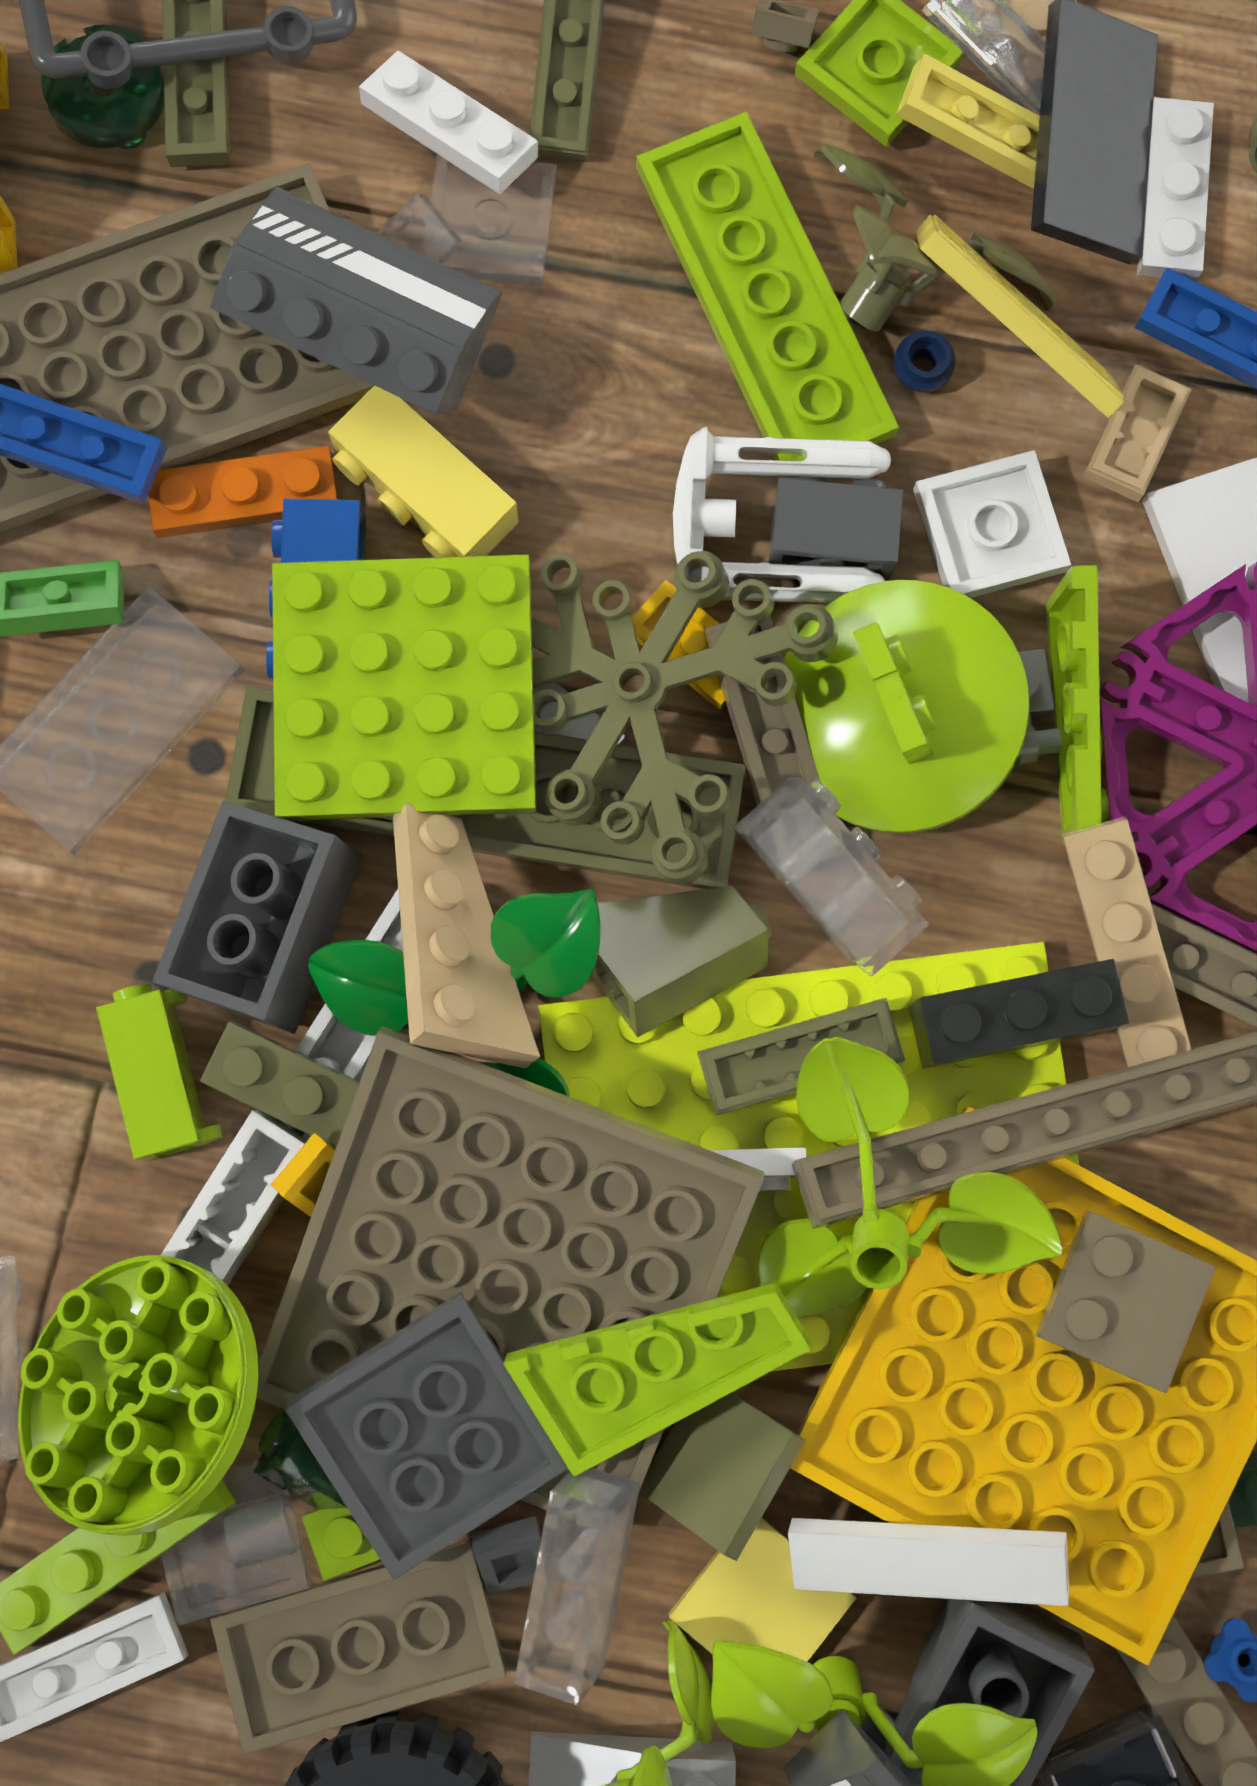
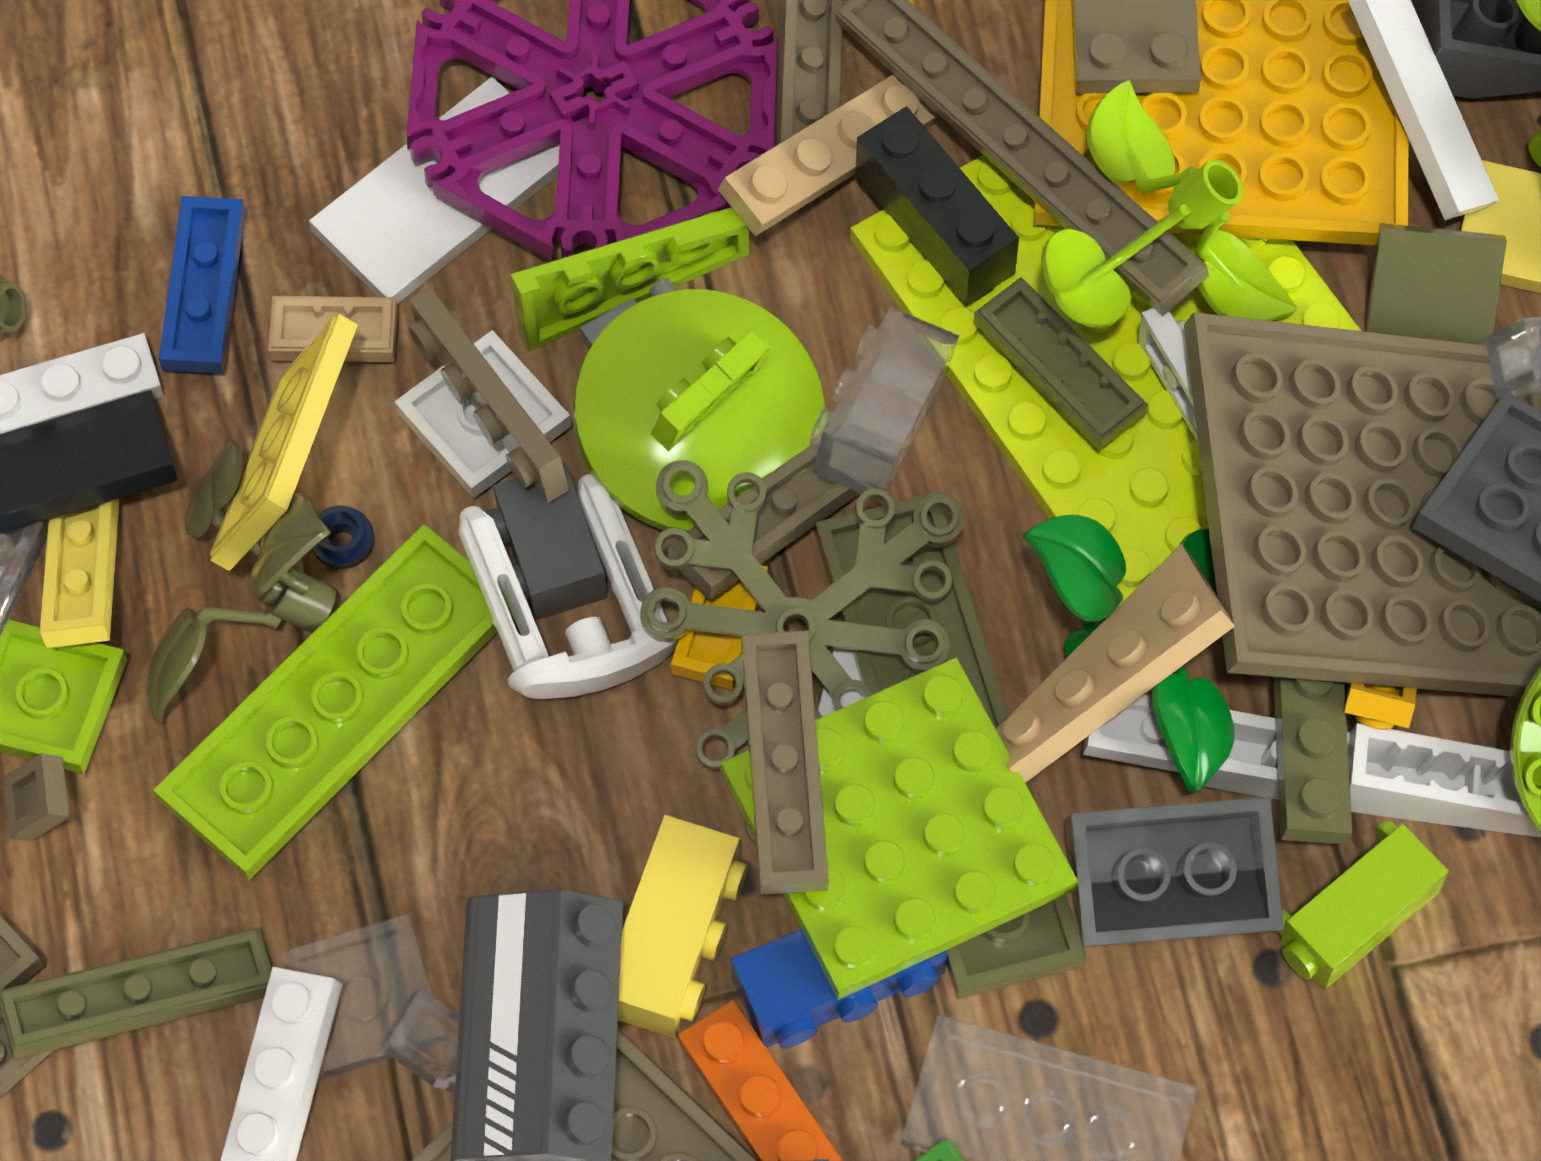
camera: 110 degrees left, 15 degrees down
(488, 592) = (784, 763): none -> dark tan plate
(645, 1374) = (1400, 355): lime wing -> none
(677, 951) = (1006, 497): olive slope -> none
(973, 515) = (498, 411): none -> dark tan plate

